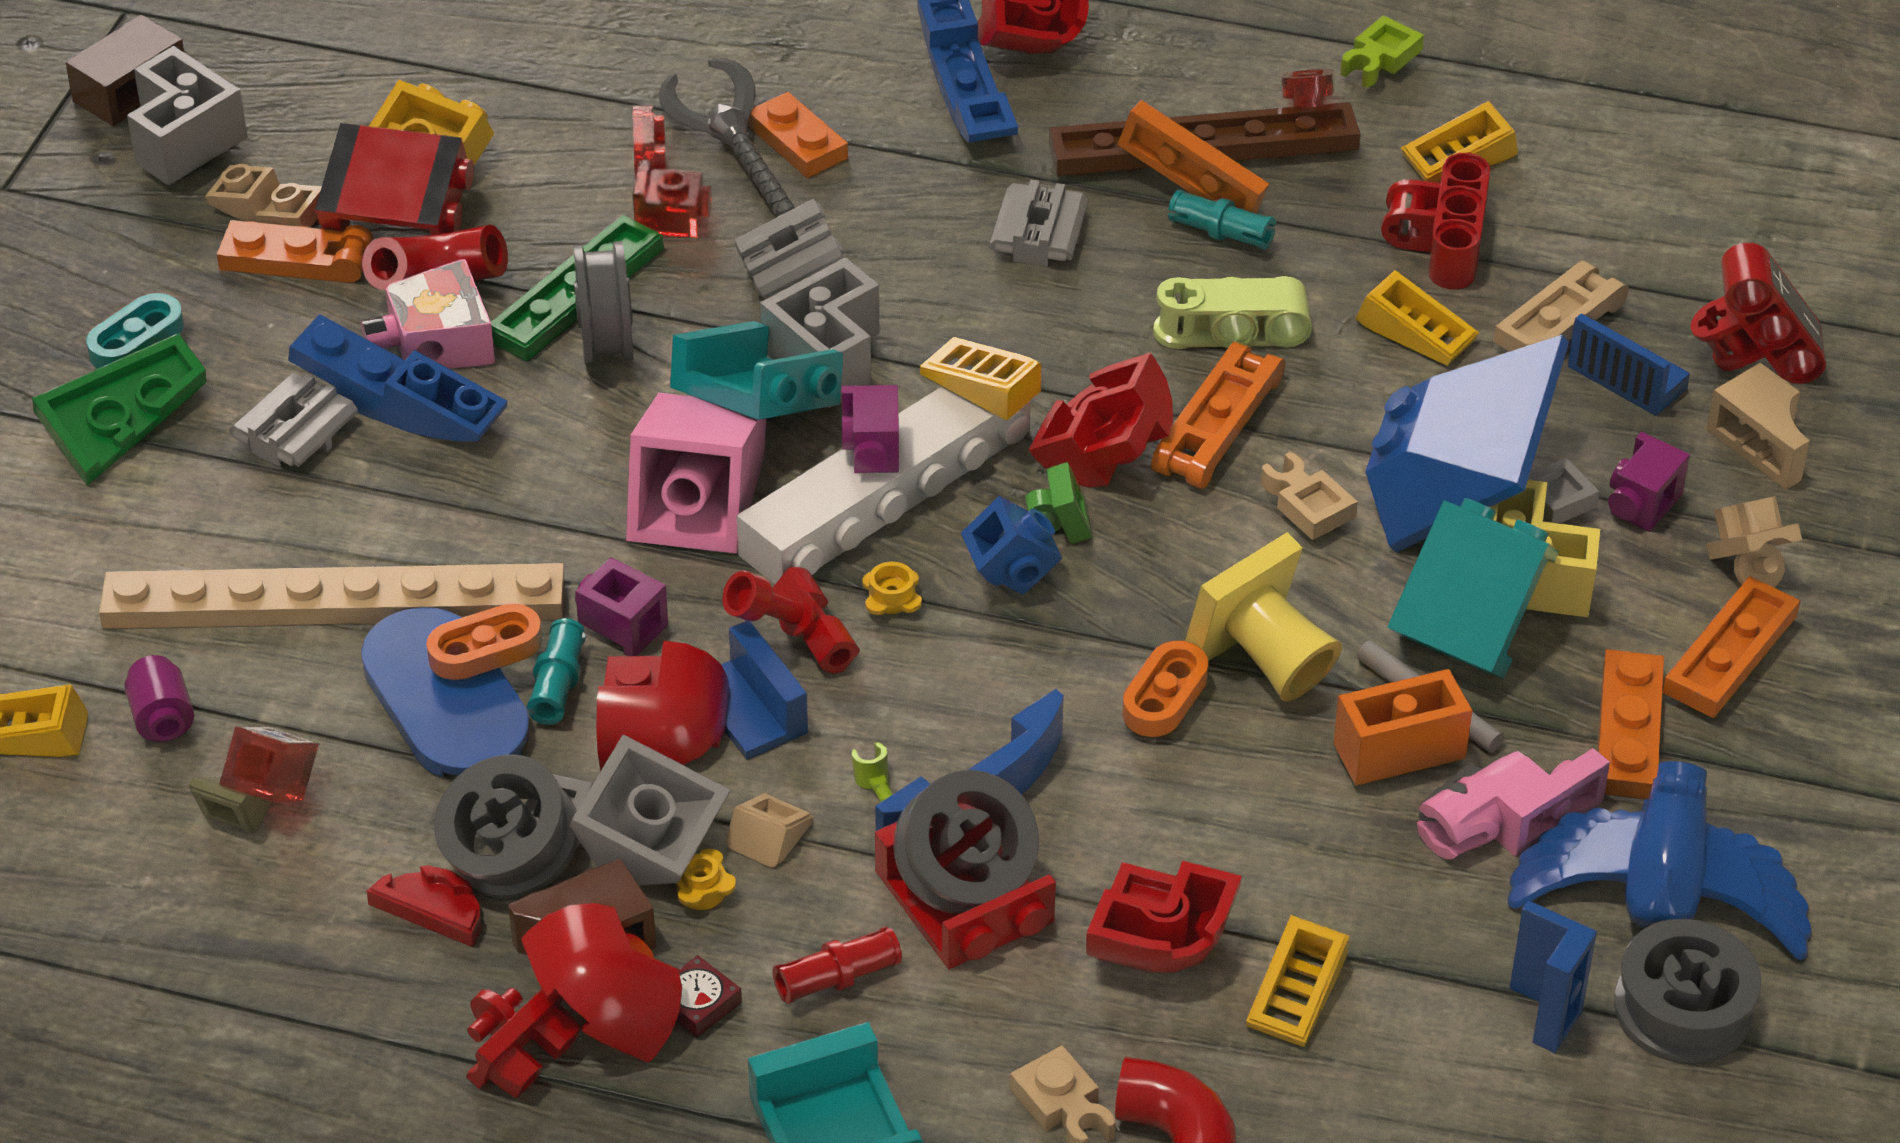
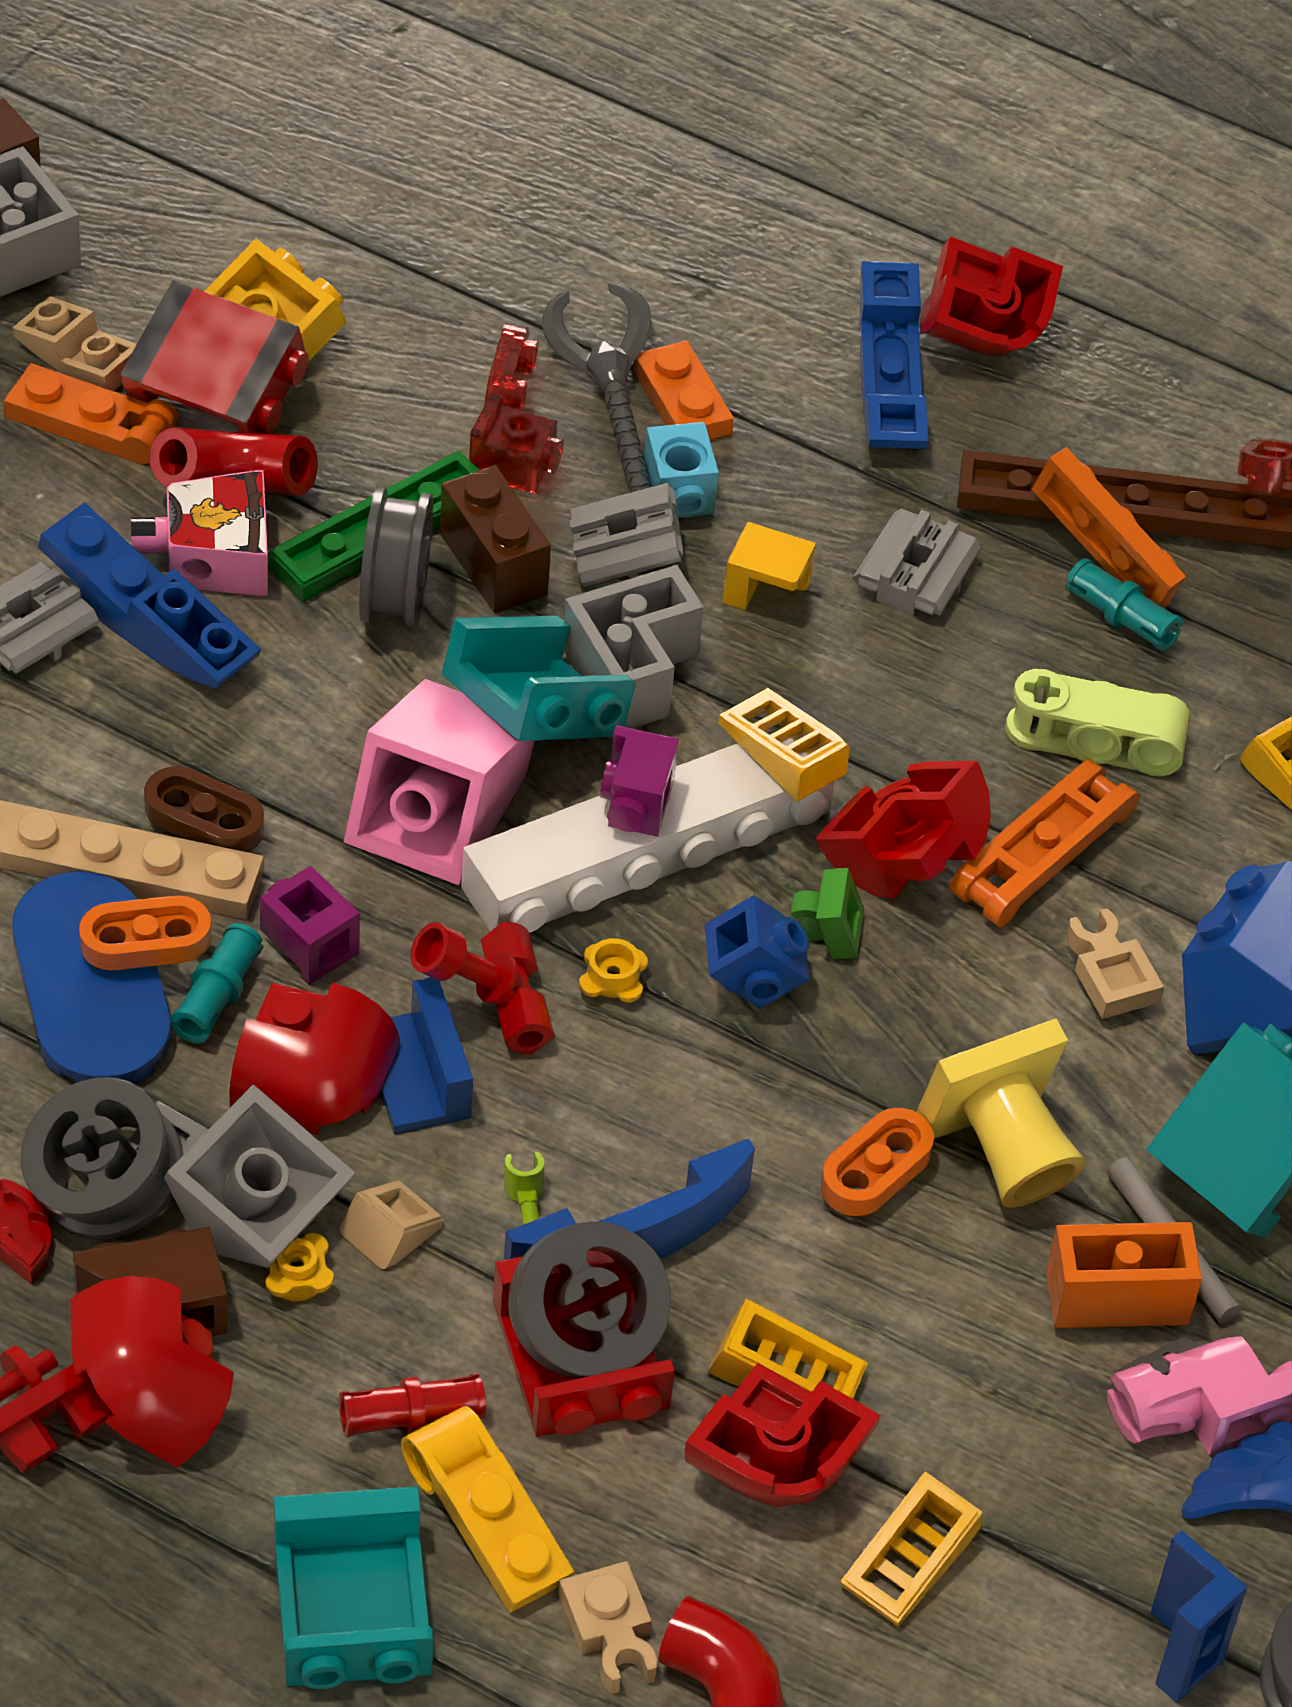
camera: 10 degrees right, 5 degrees up
(498, 537) = (210, 809): none -> reddish brown plate
(679, 274) = (495, 539): none -> reddish brown brick
(705, 996) = (257, 1404): tile -> none
(820, 178) = (685, 460): none -> medium azure brick
(916, 242) = (768, 558): none -> yellow panel
(928, 1028) = (487, 1506): none -> yellow plate
(1113, 842) = (776, 1334): none -> yellow slope

